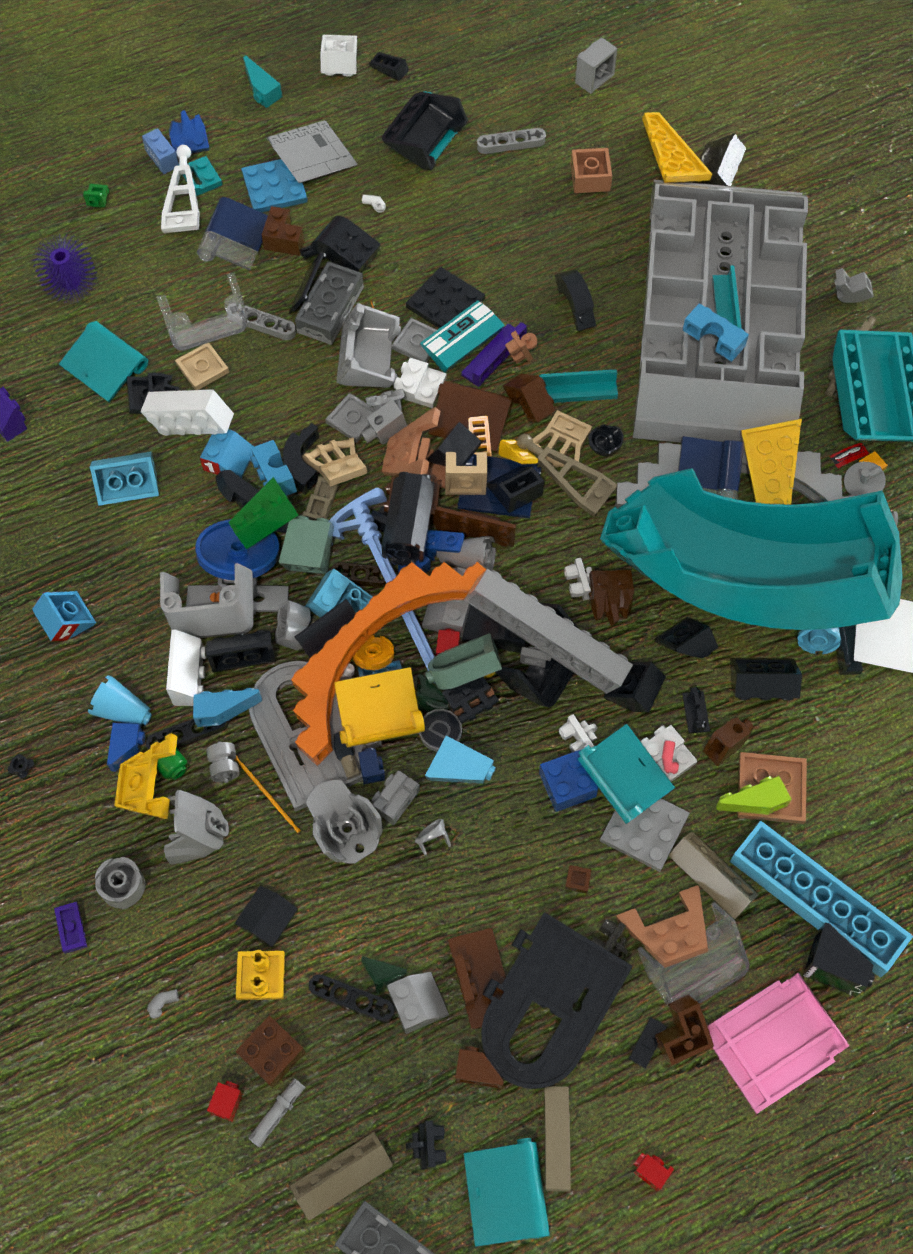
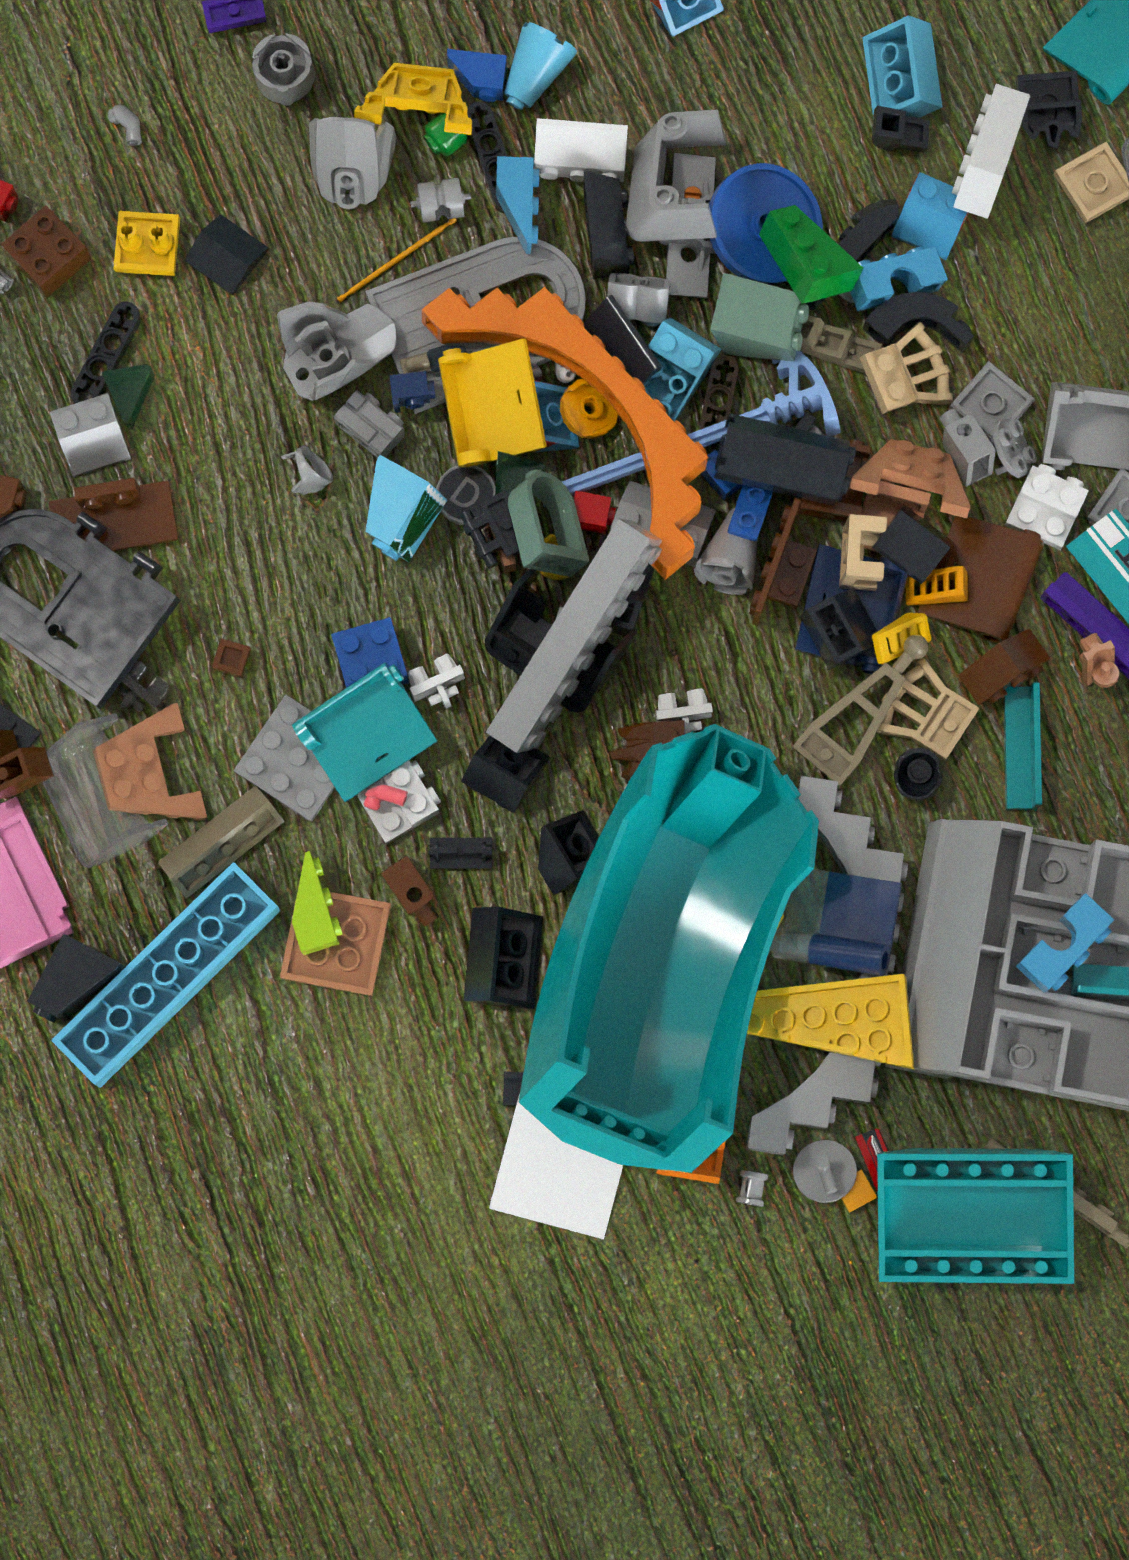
camera: 95 degrees right, 15 degrees up
(168, 476) = (896, 130): none -> black brick

